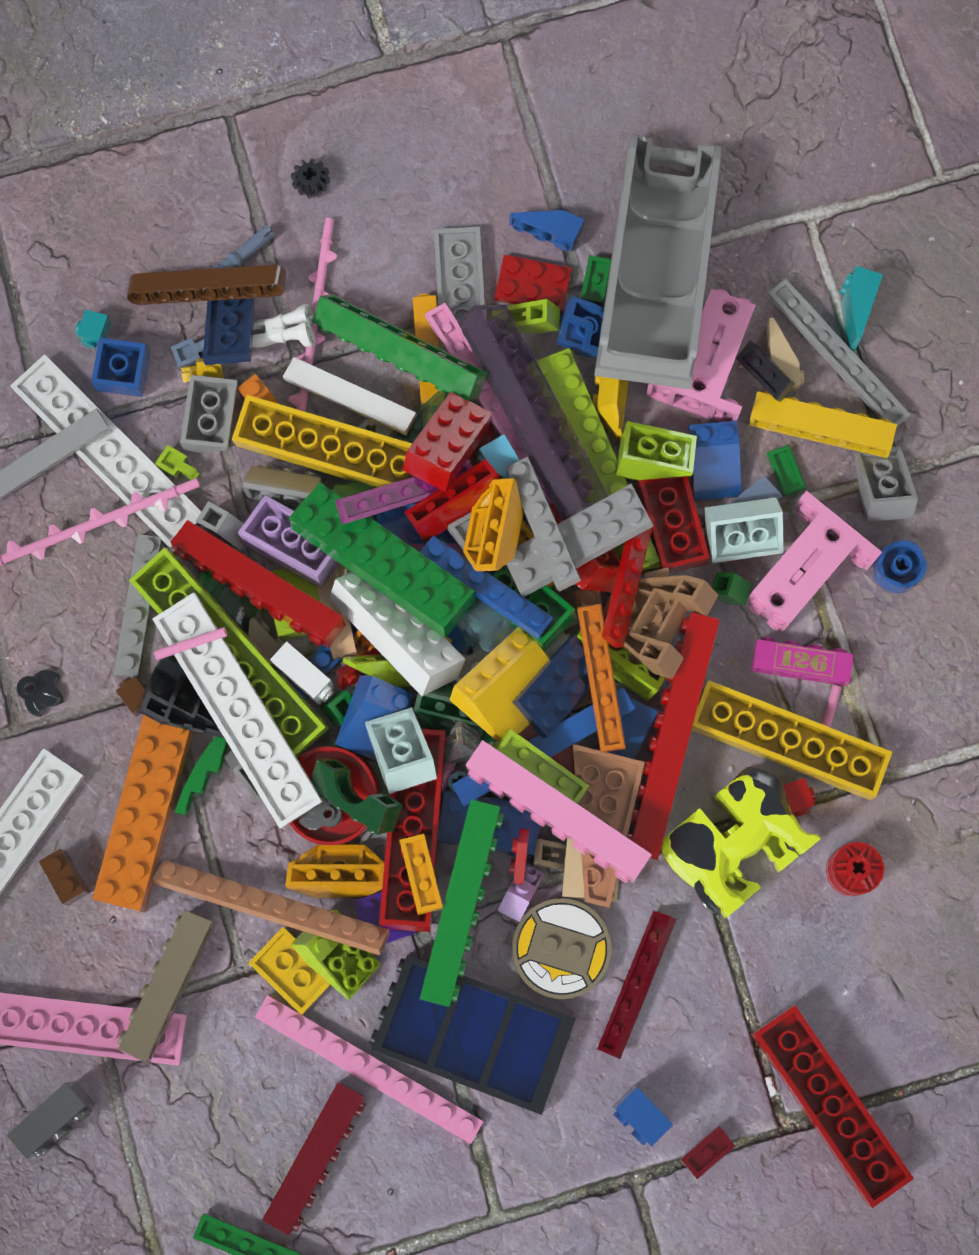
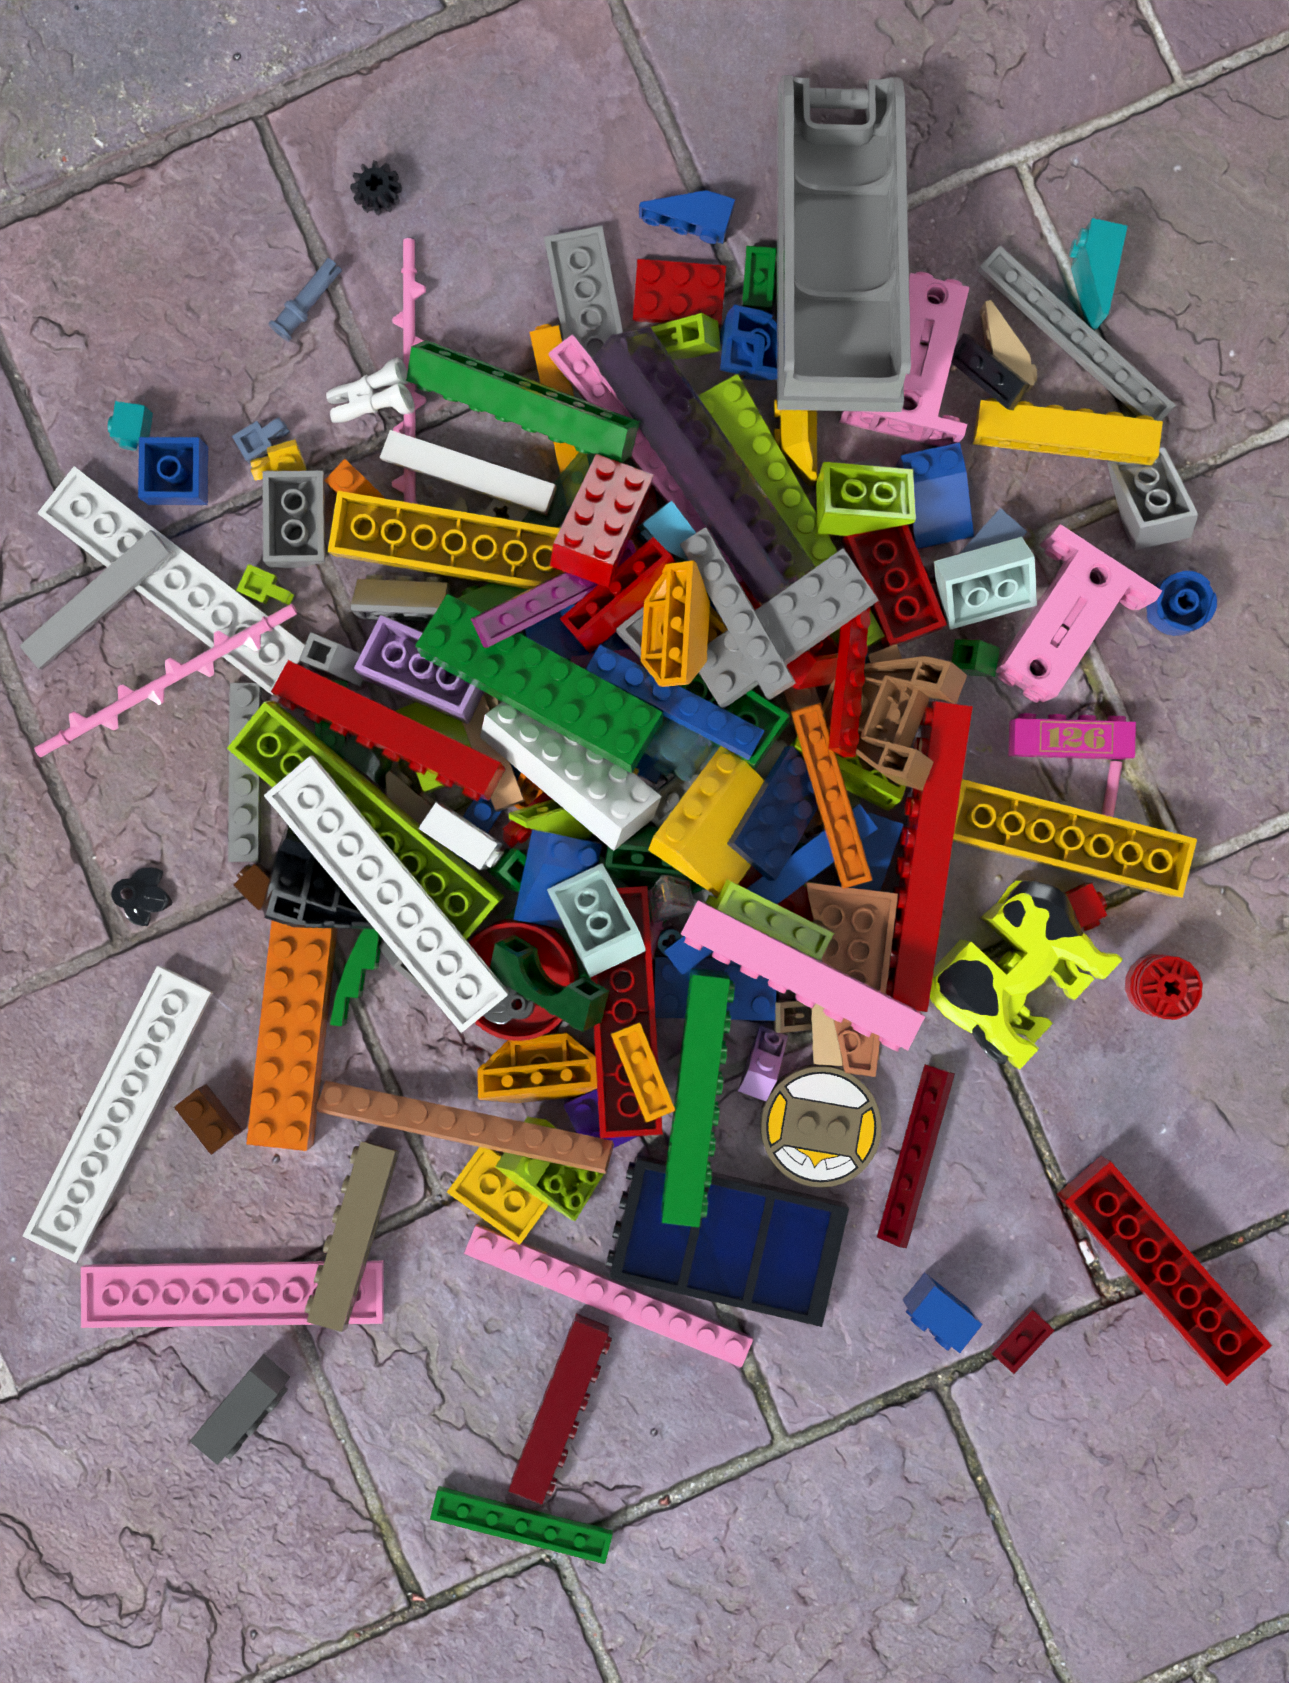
camera: 10 degrees left, 10 degrees up
(190, 643) = (316, 821): bright pink bar -> none
(206, 284) = (265, 348): reddish brown beam -> none
(229, 331) = (301, 395): dark blue plate -> none
(519, 847) = (759, 1020): red plate -> none
(786, 471) = (1025, 497): green tile -> none

